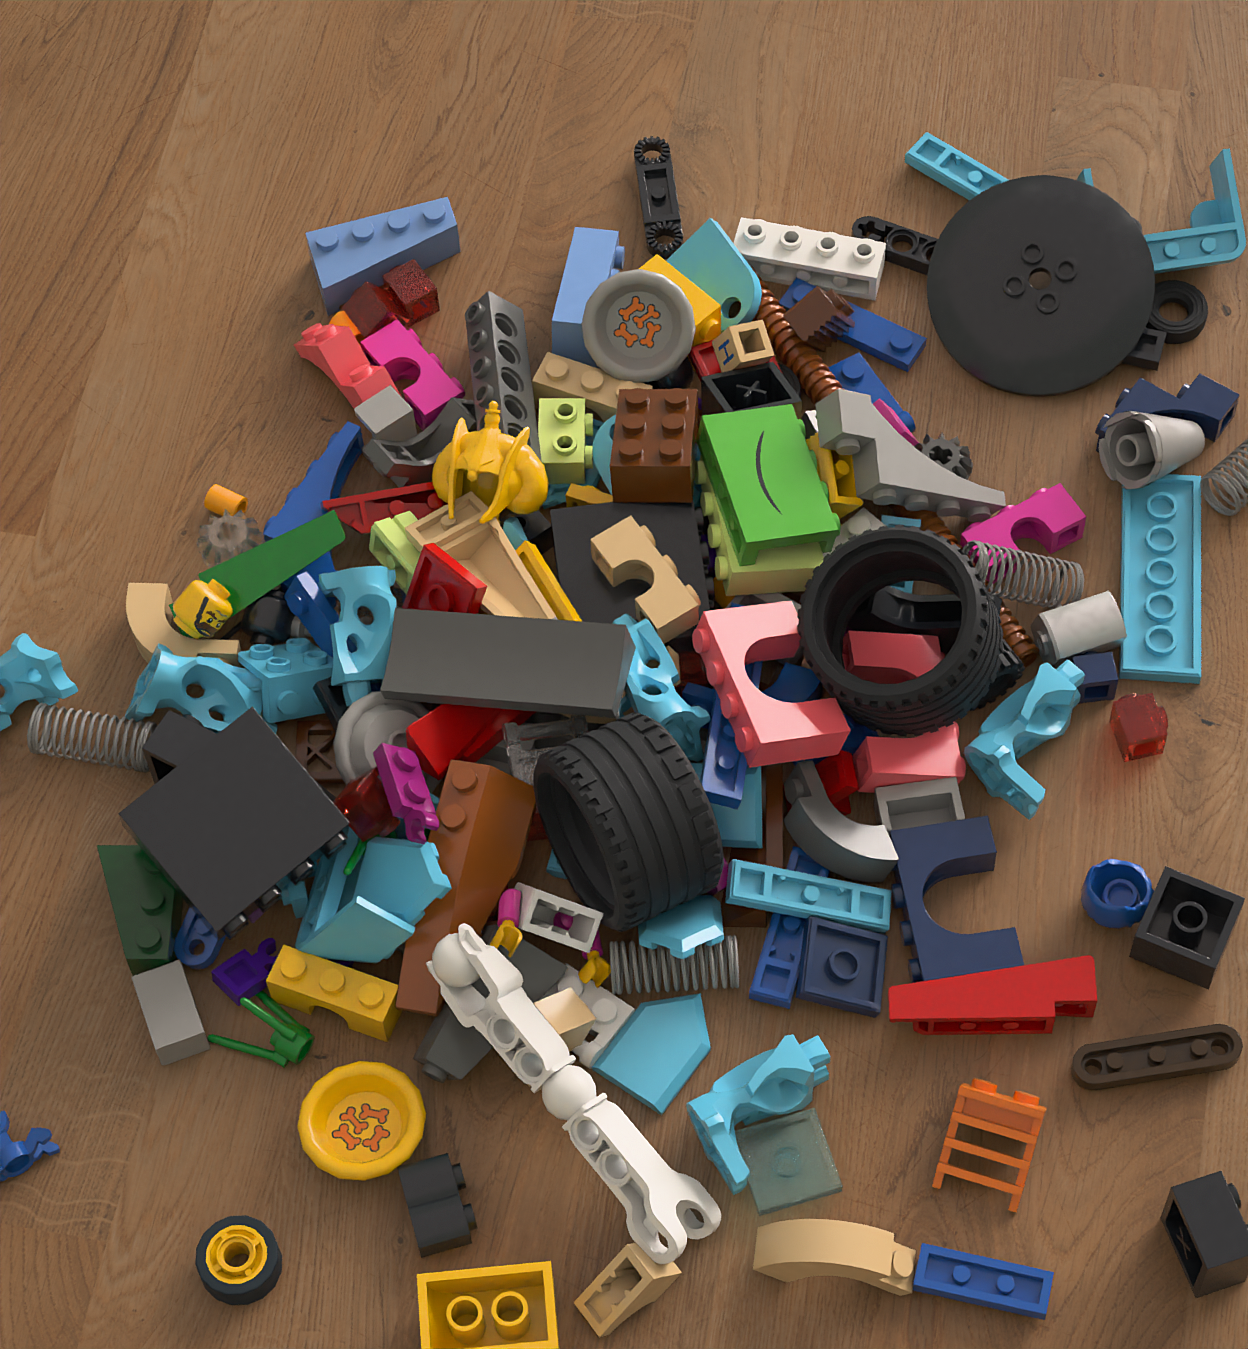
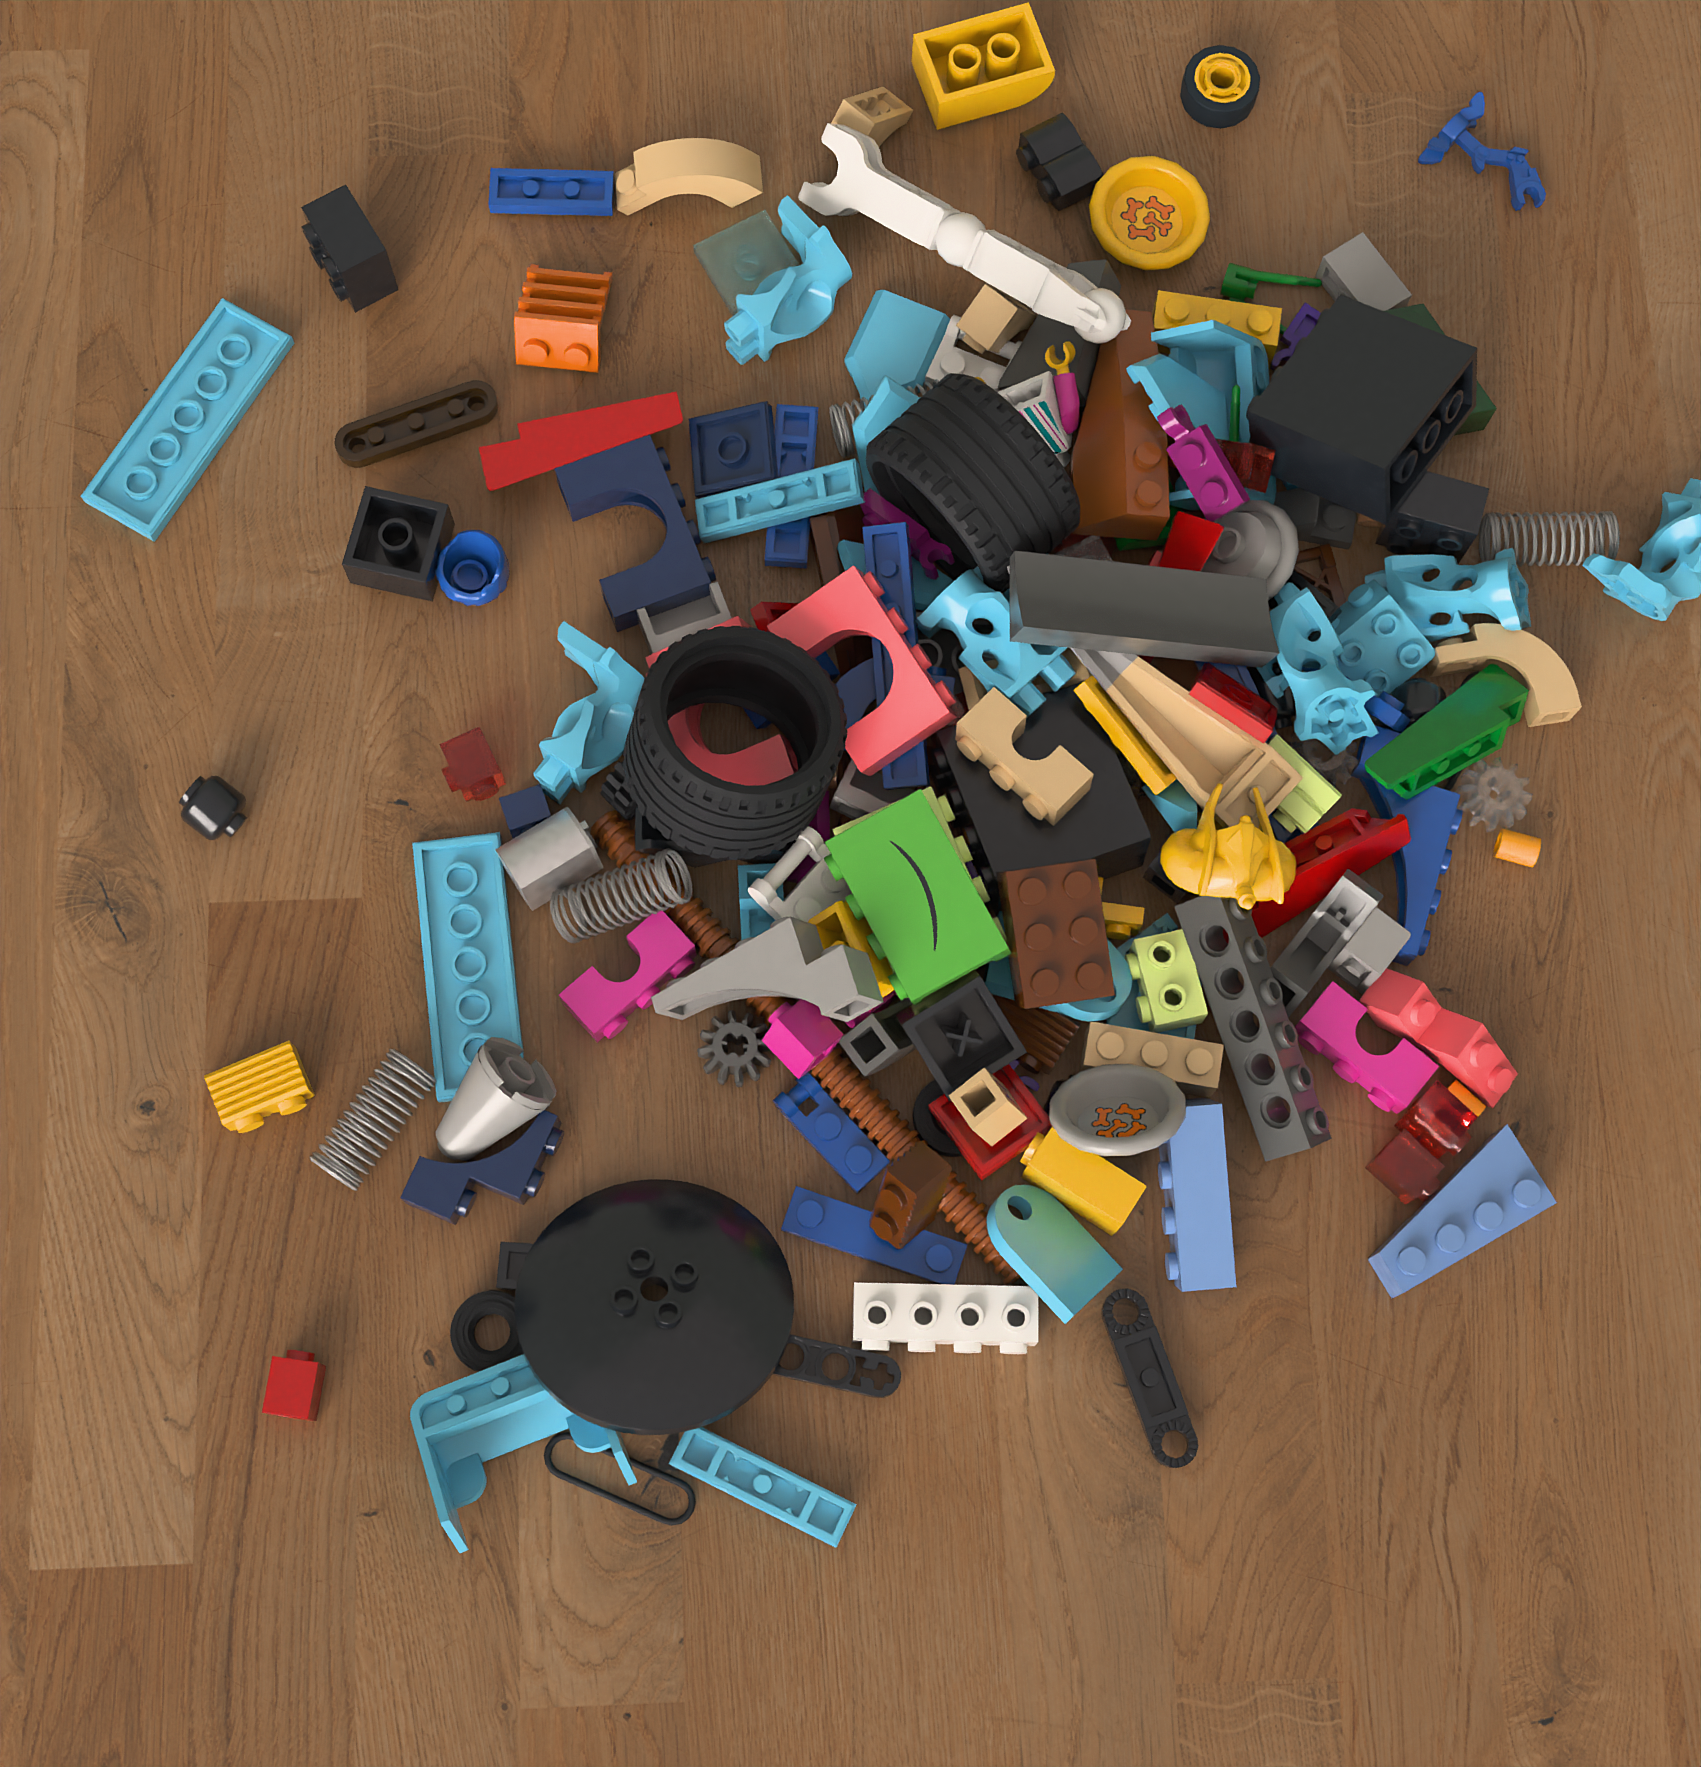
camera: 160 degrees right, 15 degrees up
(202, 608) = (1488, 671): yellow head -> none
(830, 837) = (750, 555): dark grey arch -> none

